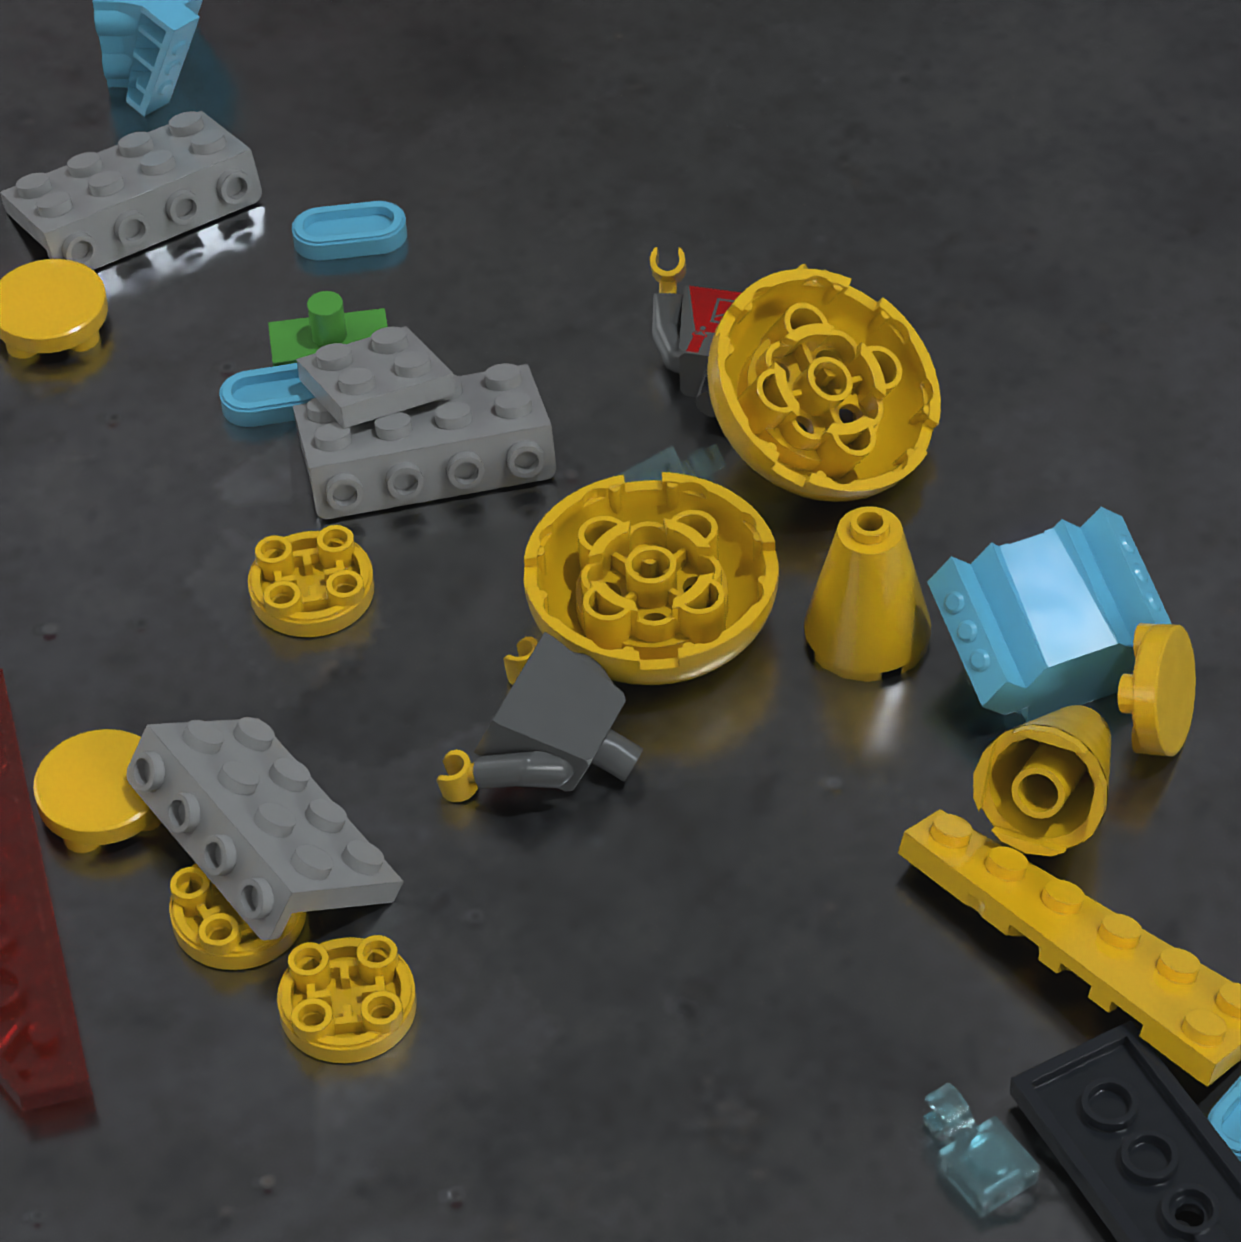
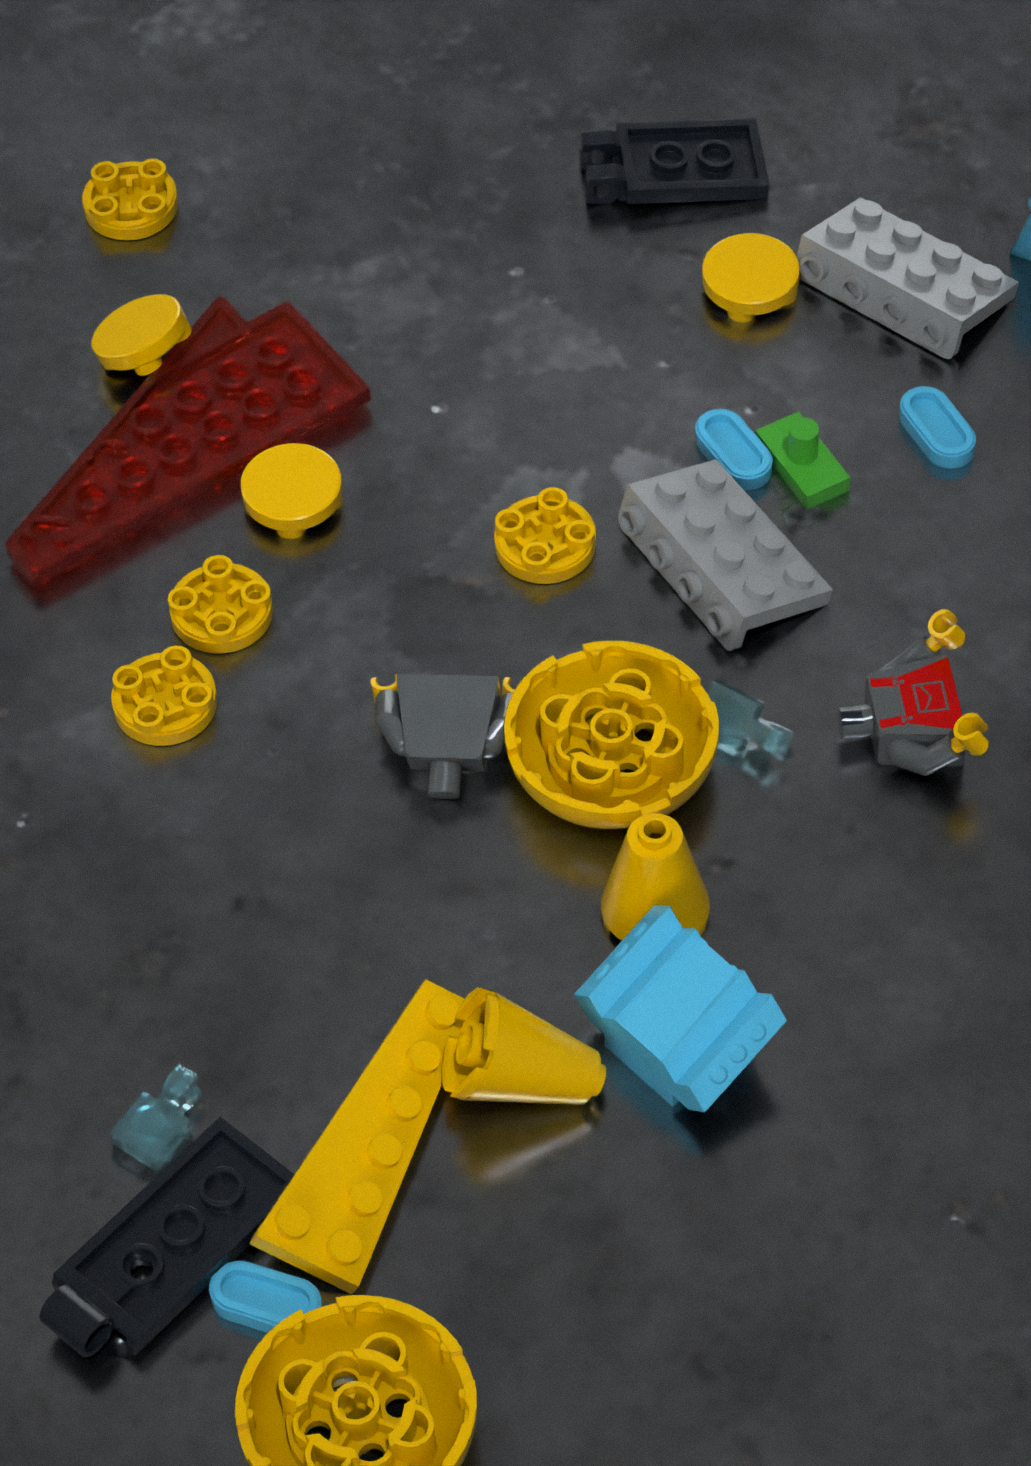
camera: 70 degrees right, 5 degrees up
(256, 822) = (286, 584): light grey bracket -> none
(375, 376) = (751, 492): light grey plate -> none
(801, 353) = (806, 737): yellow brick -> none
(1160, 689) = (637, 1111): yellow tile -> none

